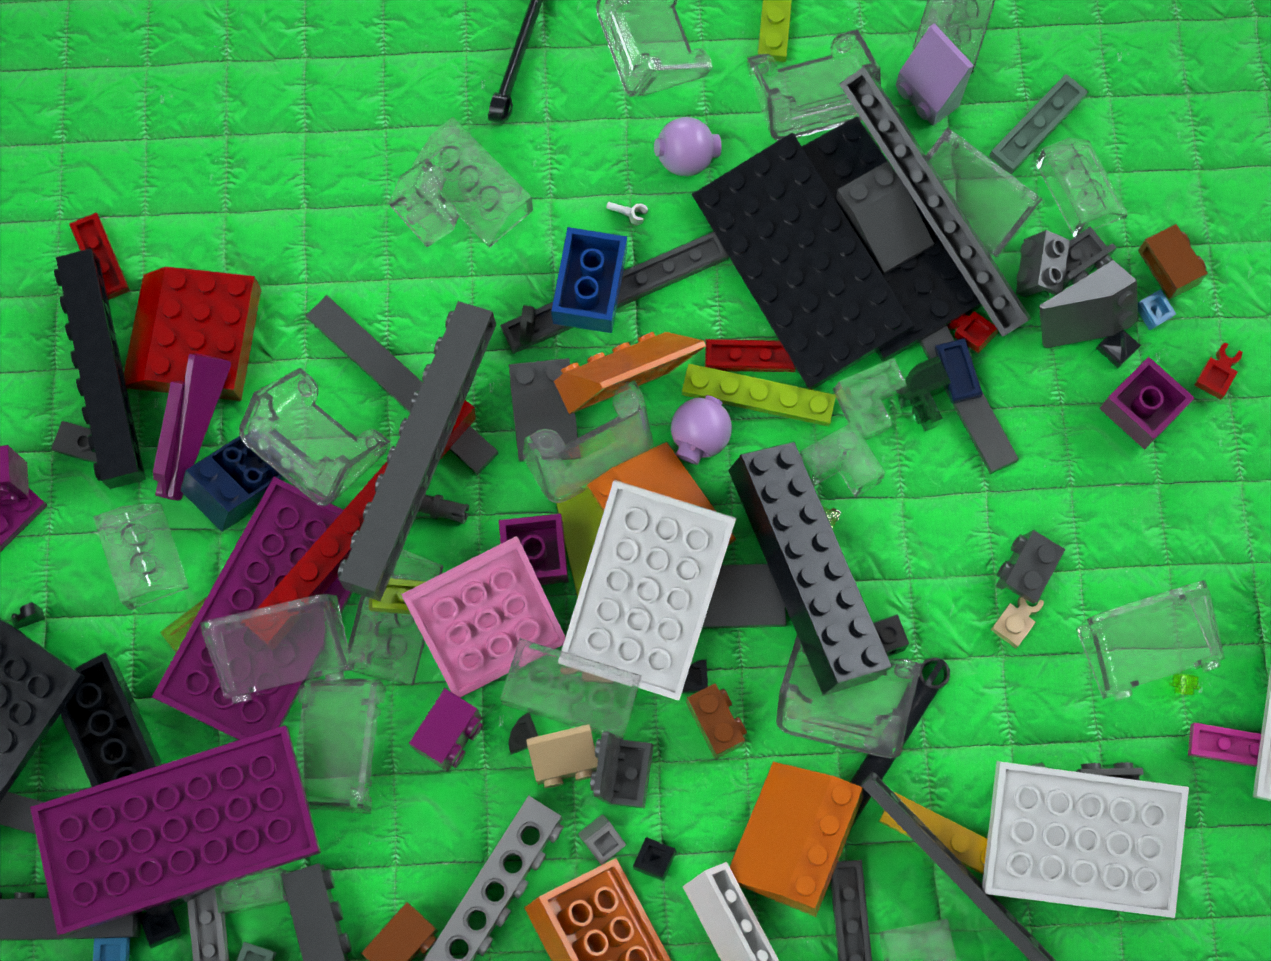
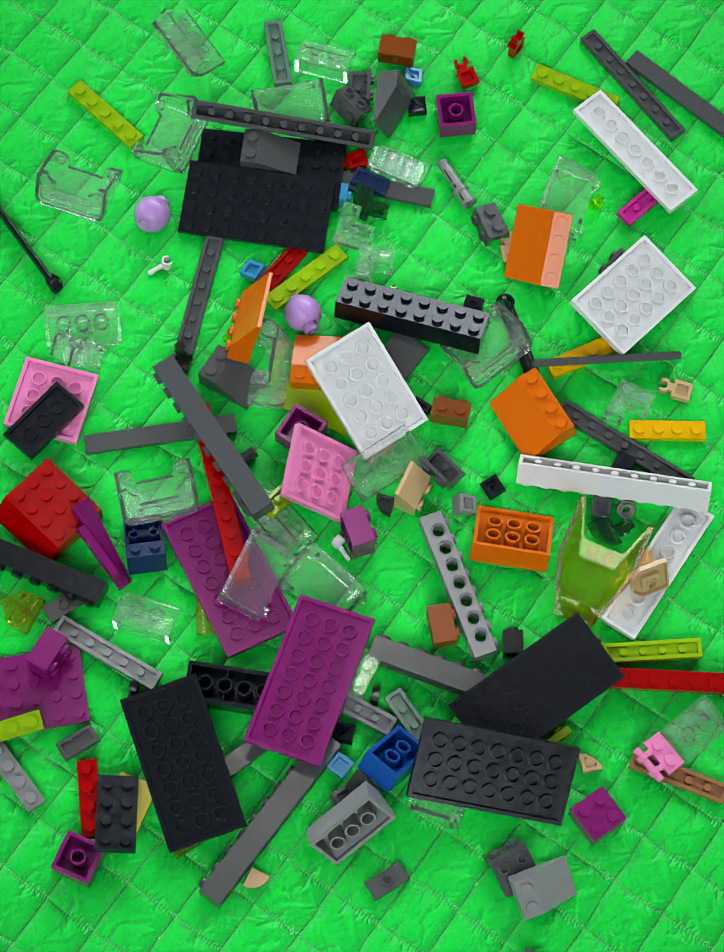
camera: 55 degrees left, 5 degrees down
(43, 401) = (22, 610): none -> clear yellow slope
(57, 546) = (108, 653): none -> light grey plate
(237, 929) = (375, 695): none -> pearl dark grey tile
(302, 234) = (43, 421): none -> black plate
(343, 224) = (37, 378): none -> bright pink plate
(418, 717) = (337, 543): none -> white hand
(589, 280) = (186, 306): blue brick -> none
(711, 322) = (252, 270): none -> dark azure plate
(911, 353) = (345, 194): none -> dark azure plate
(934, 76) = (217, 76): lavender slope -> none
(1011, 388) = (398, 165): none -> clear slope
(1047, 491) = (460, 189): none -> light grey pin
(1047, 656) = (538, 245): none -> orange slope

